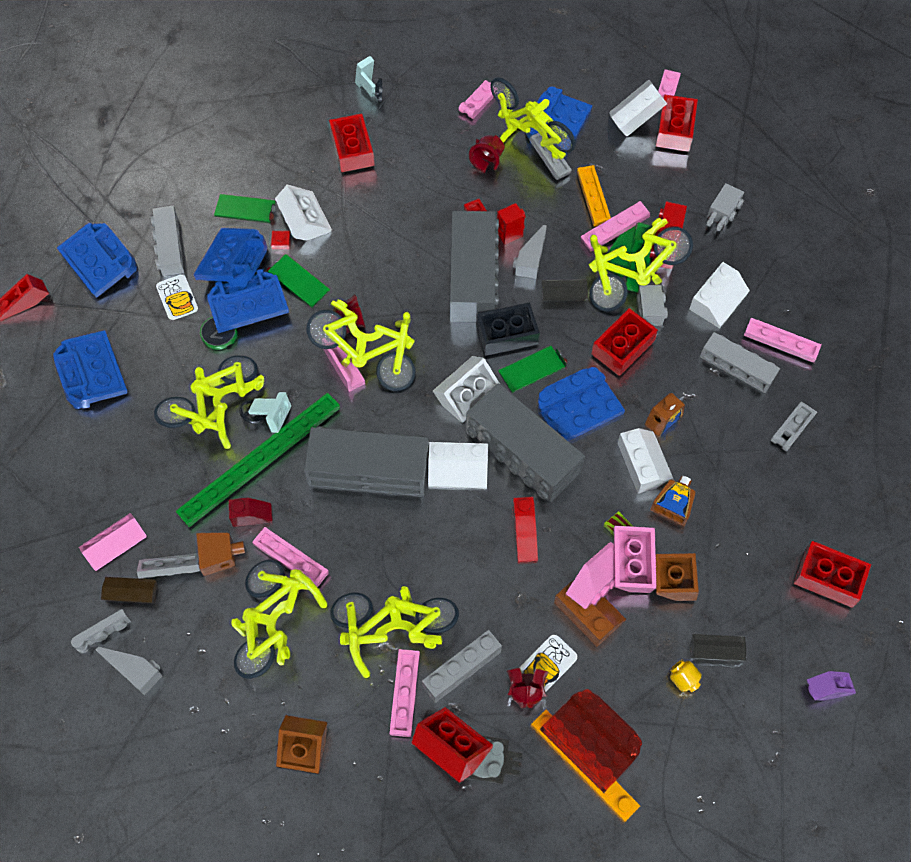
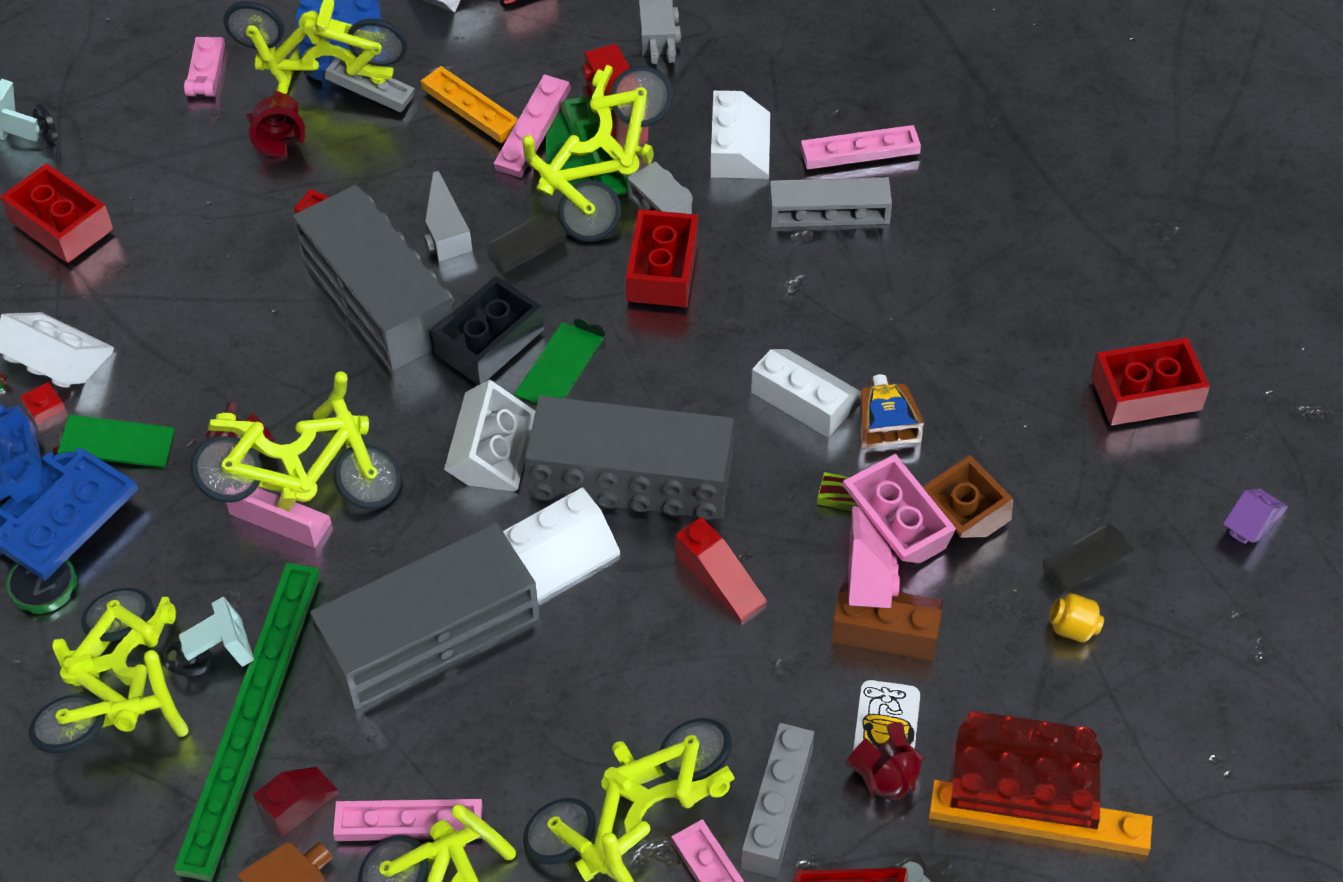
camera: 35 degrees left, 10 degrees down
(511, 223) = (388, 189): red brick -> none
(578, 403) = (662, 365): blue plate -> none
(668, 410) = (789, 303): dark orange torso -> none
(794, 425) = (958, 239): light grey plate -> none

